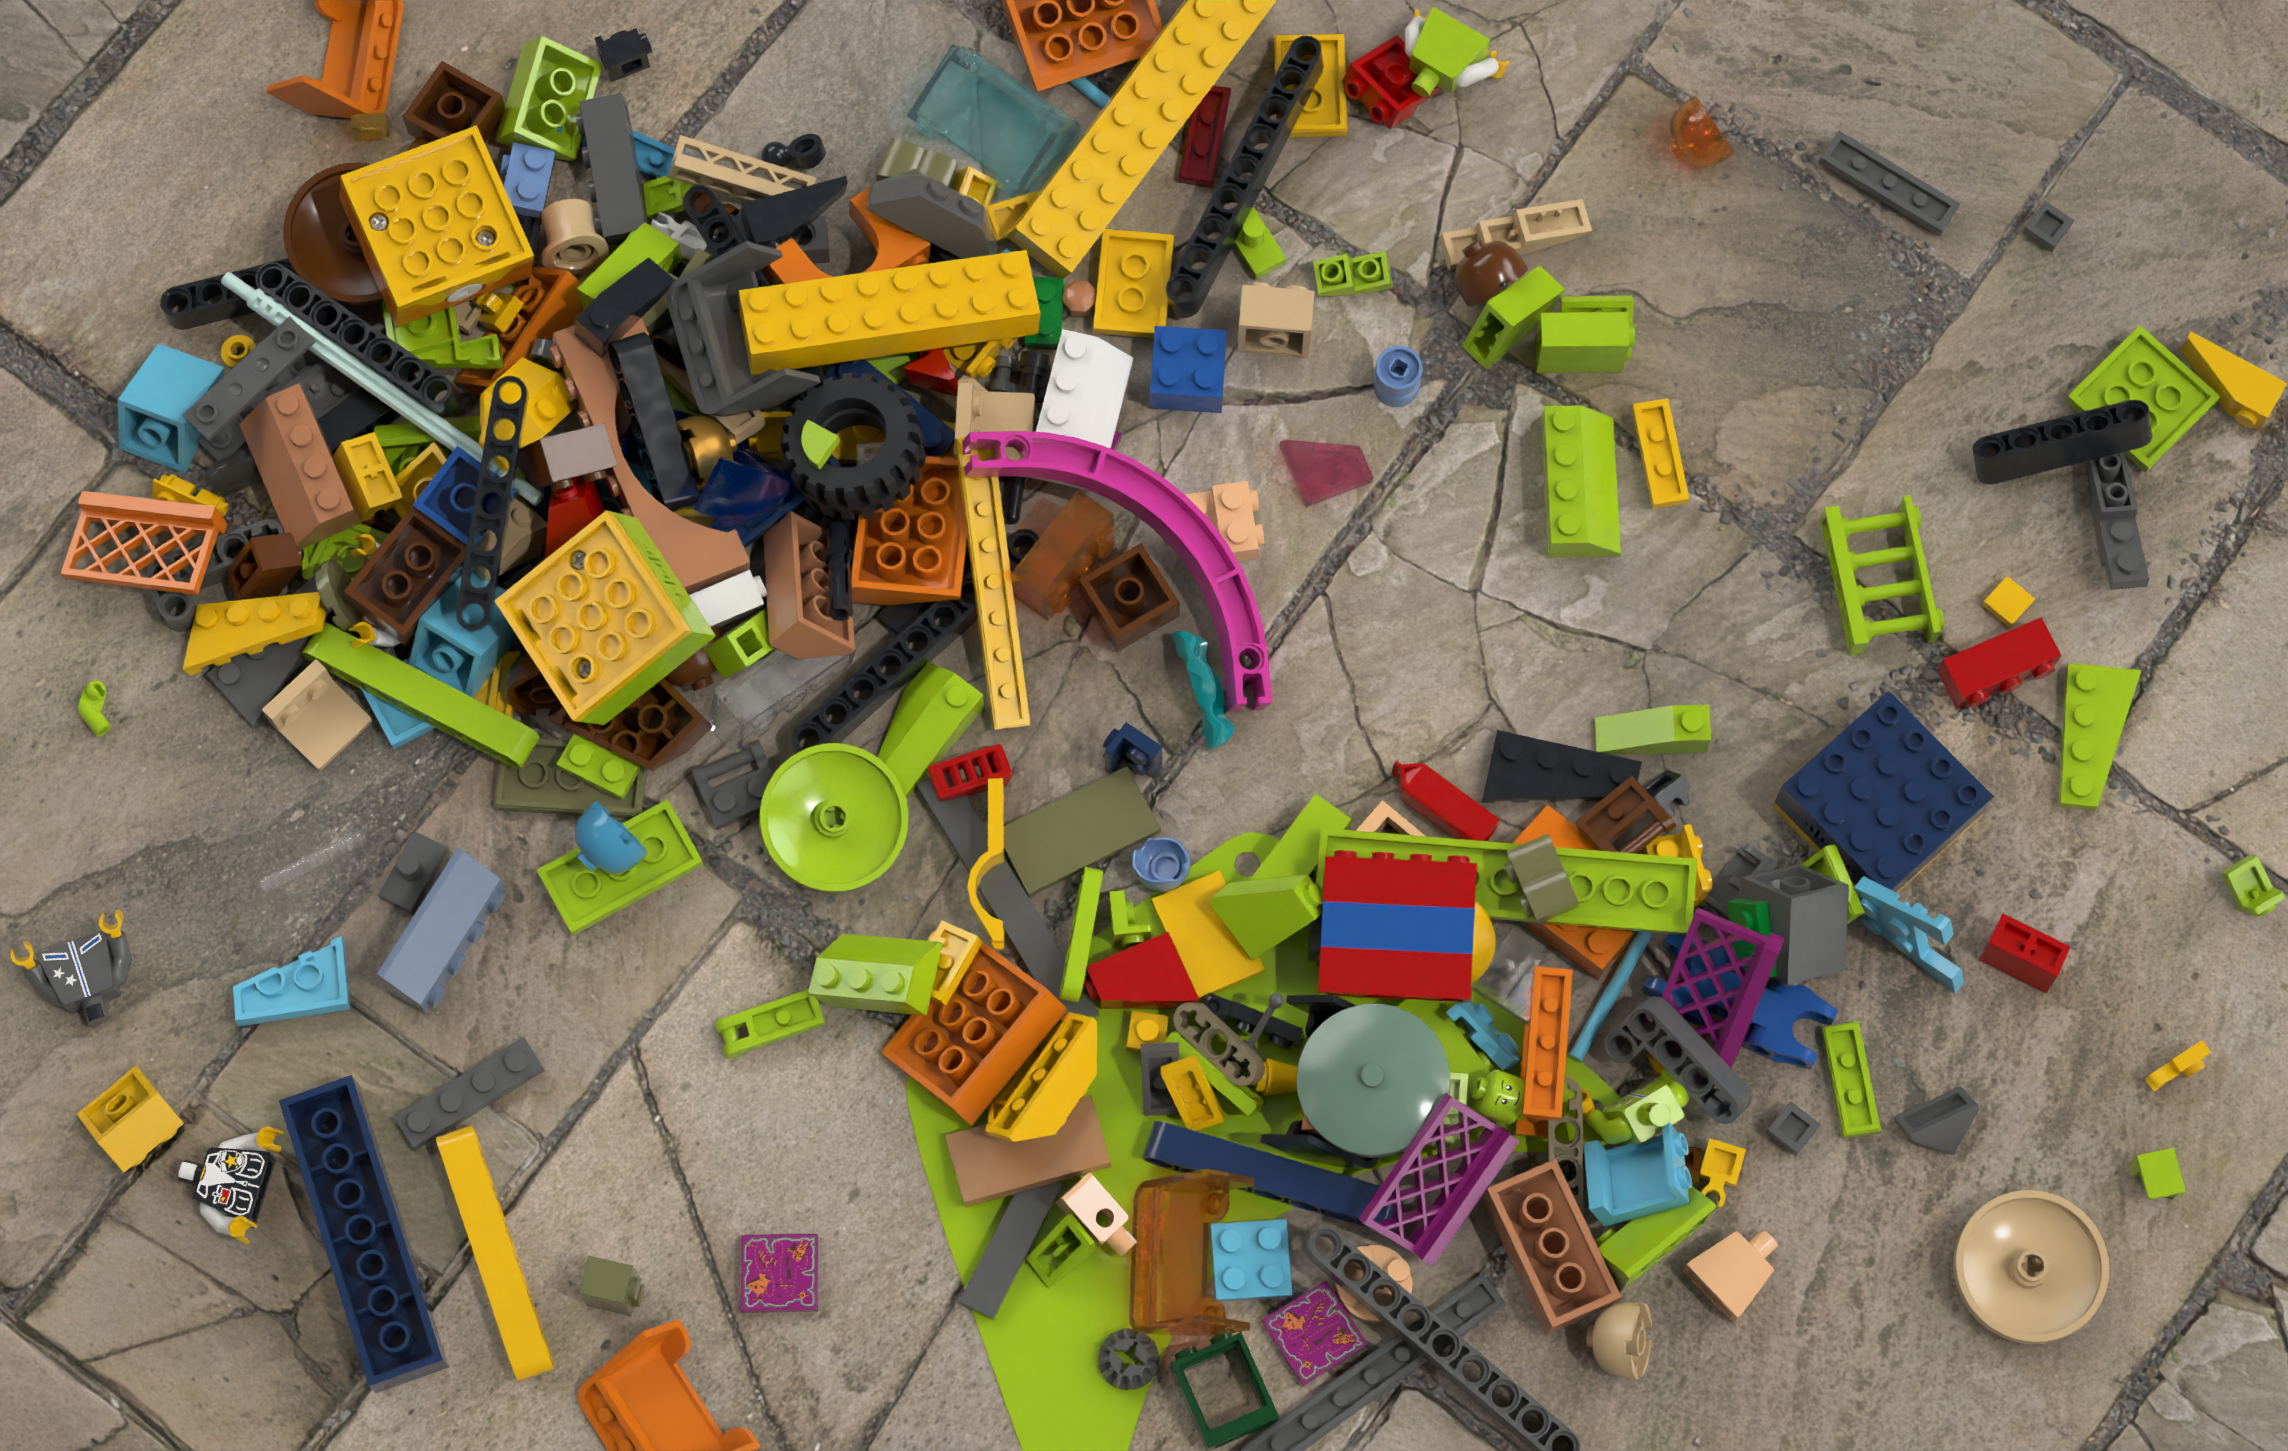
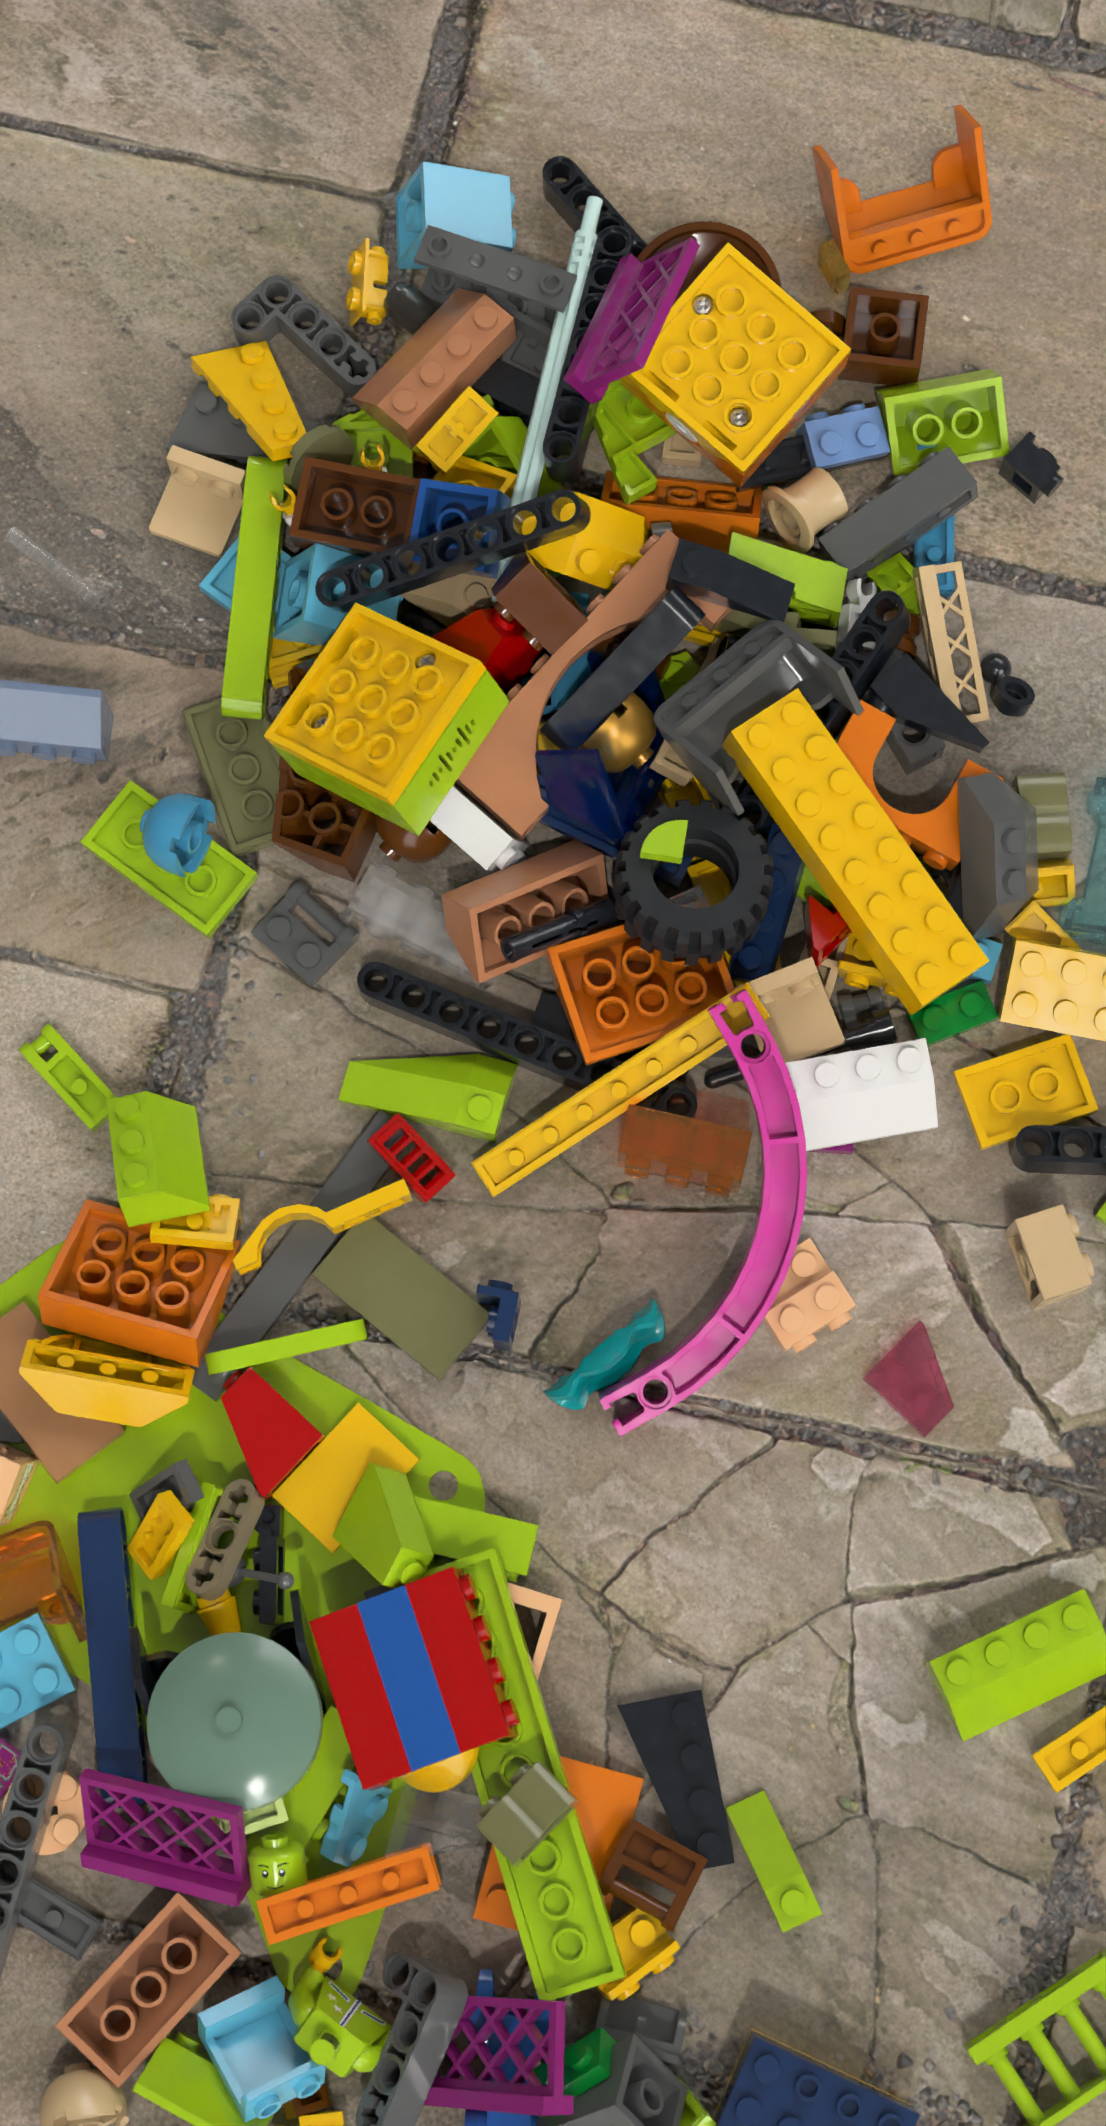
camera: 70 degrees right, 5 degrees up
(91, 706) = (122, 294): lime arm -> none
(156, 517) = (326, 244): orange fence -> none
(233, 343) = (543, 246): yellow plate -> none
(264, 566) = (321, 381): reddish brown brick -> none
(347, 298) = (629, 319): none -> magenta fence
(413, 872) = (84, 666): dark grey tile -> none
(498, 310) = (695, 476): yellow tile -> none
(598, 766) = (258, 790): lime plate -> none
(741, 645) = (435, 867): lime slope -> none
(833, 817) = (303, 1043): lime dish -> none
(1079, 298) = (983, 1042): nougat tile -> none
(1122, 915) = (326, 1379): lime bracket -> none
(1129, 597) = (670, 1237): reddish brown brick -> none
(1146, 1029) = (216, 1459): yellow plate -> none
(1161, 864) = (398, 1396): medium blue hair -> none
(1188, 369) = (954, 1189): blue brick -> none
(1397, 376) = (1049, 1414): medium blue wheel -> none
(1443, 803) = (591, 1670): red piece -> none
(1574, 1150) = (266, 1965): dark tan beam -> none
(1609, 996) = (448, 1933): medium azure bar -> none
(1667, 788) = (712, 1902): tile -> none

